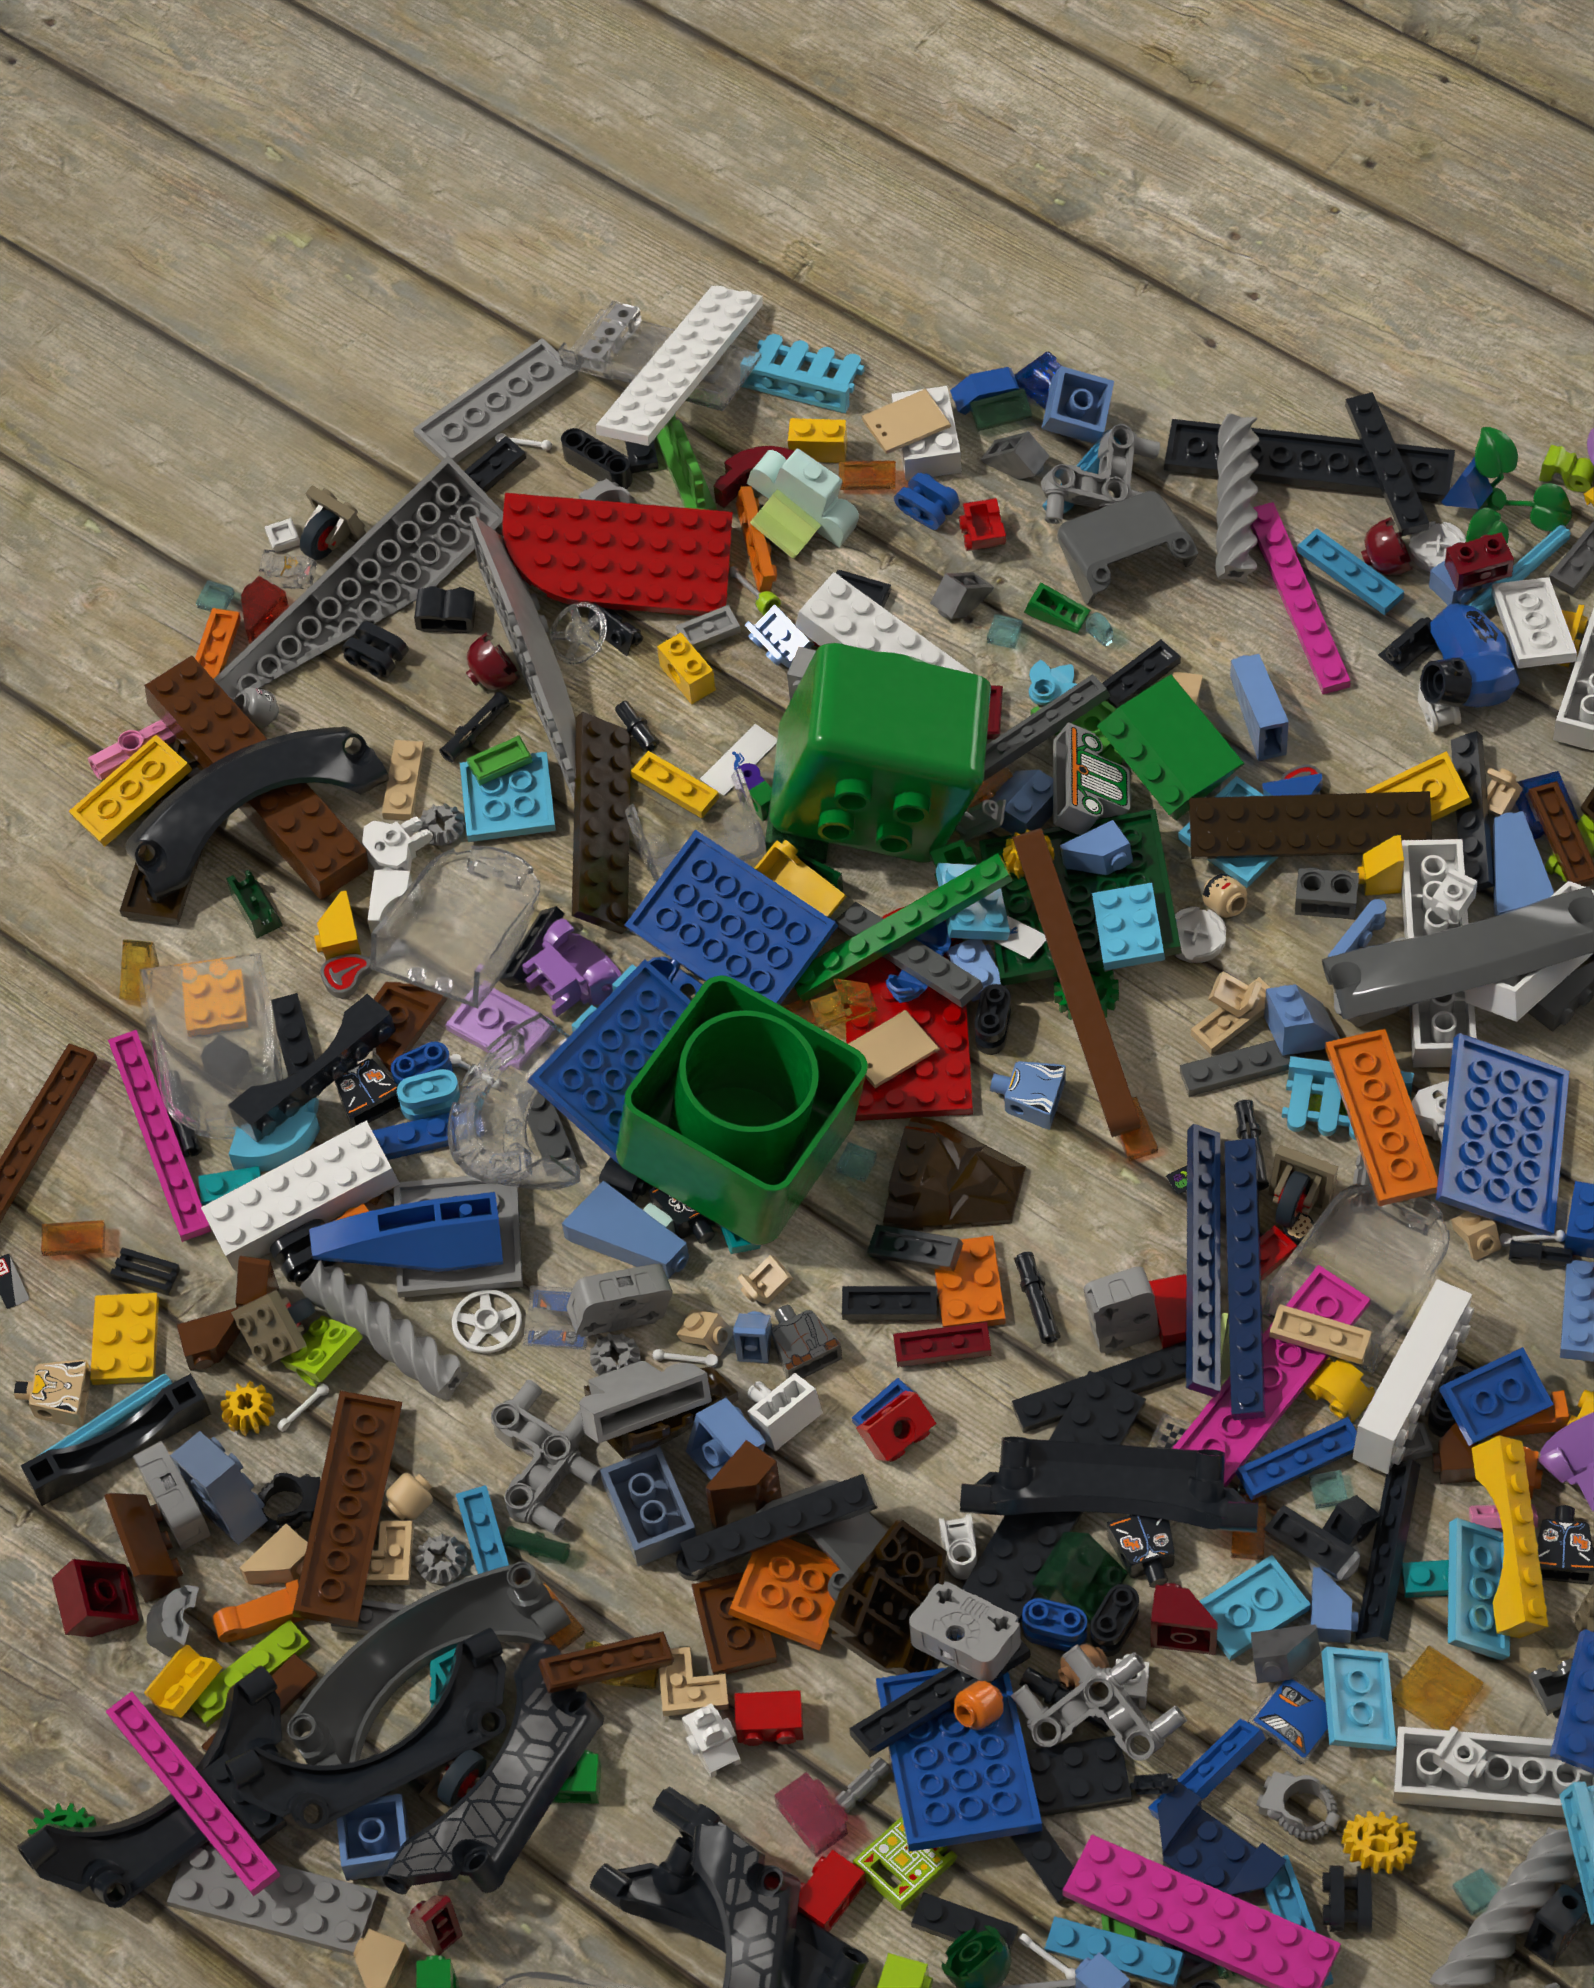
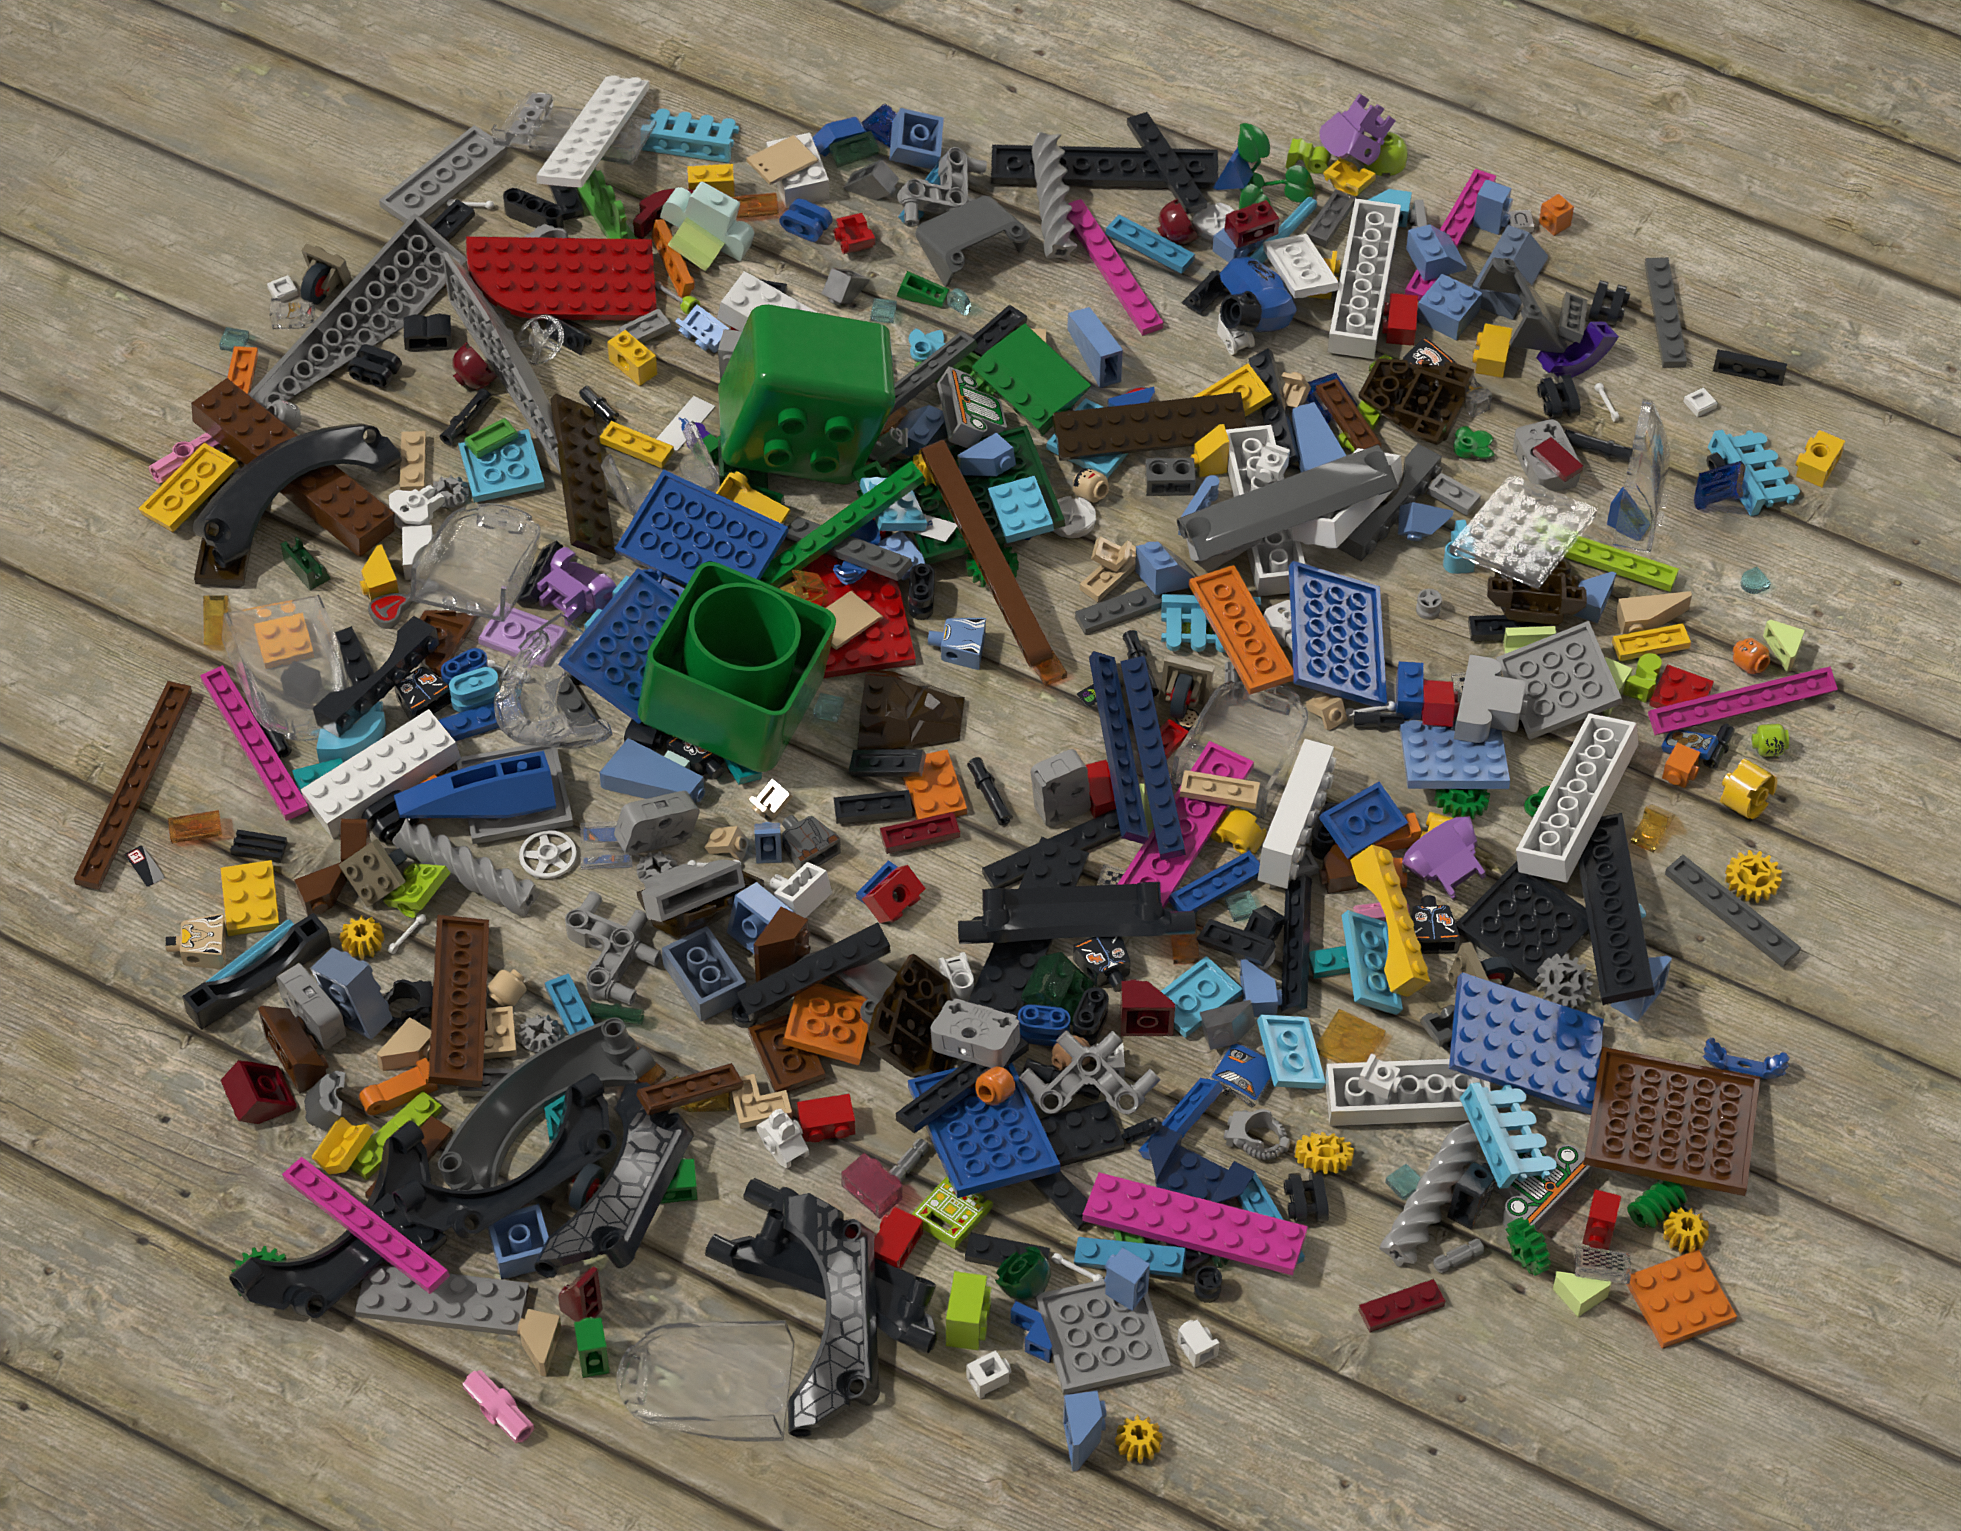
camera: 15 degrees left, 5 degrees down
(261, 606) = (274, 341): clear red slope -> none

